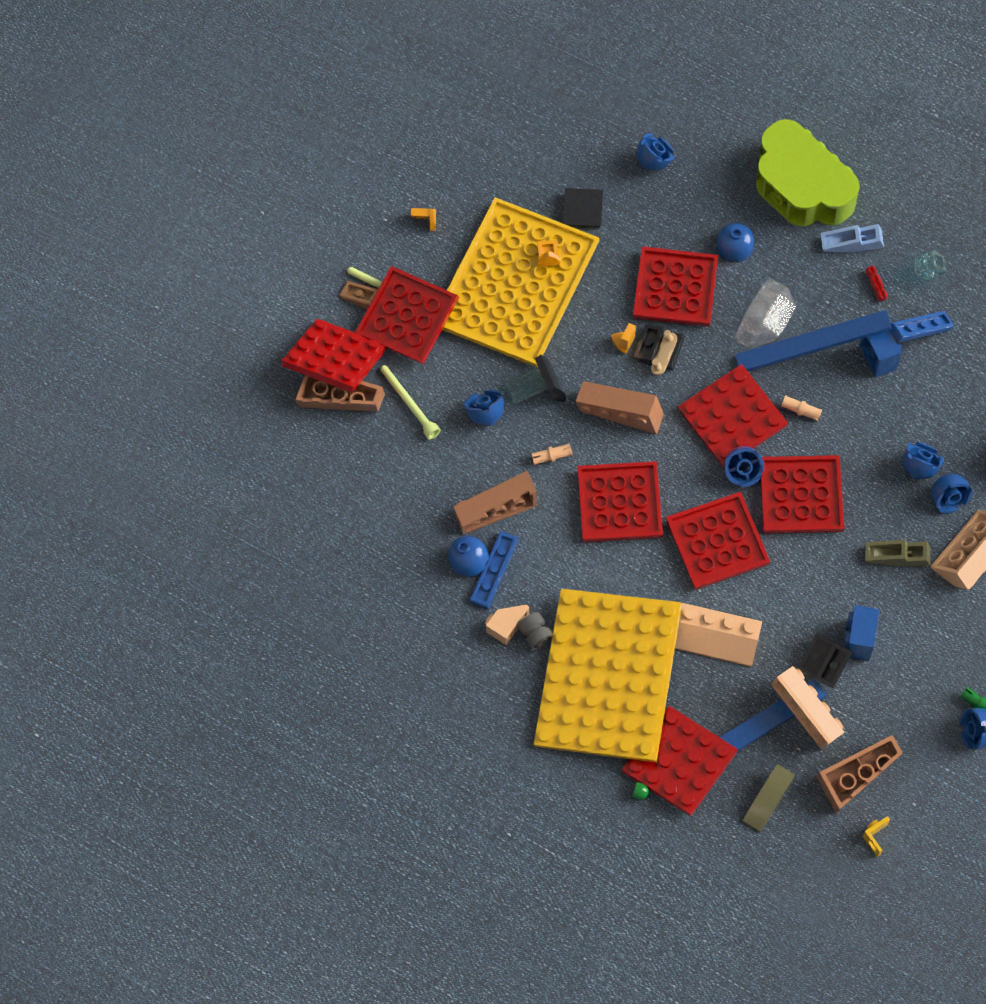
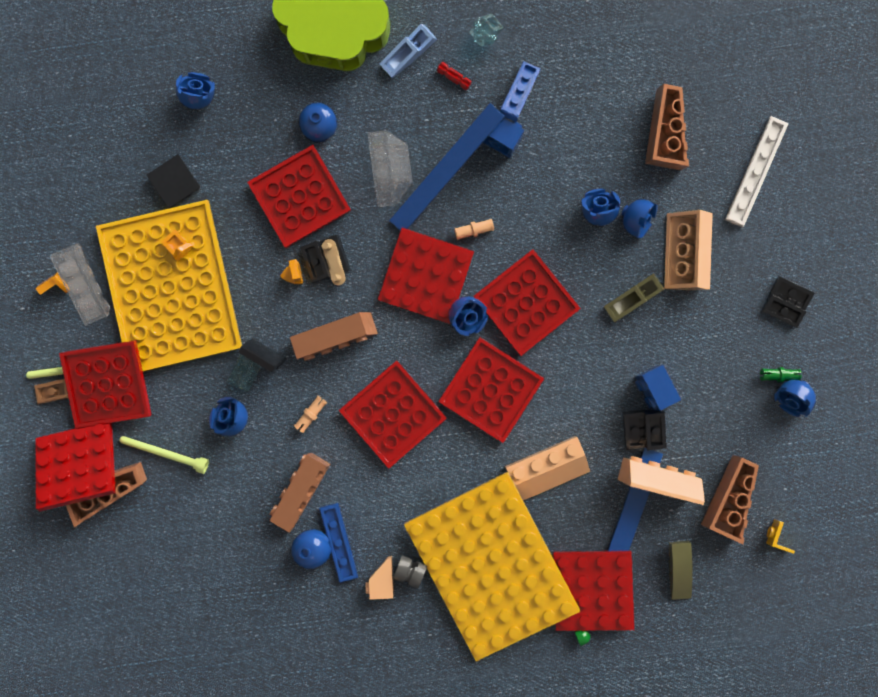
camera: 40 degrees left, 20 degrees up
(448, 229) = (80, 283): none -> clear wedge

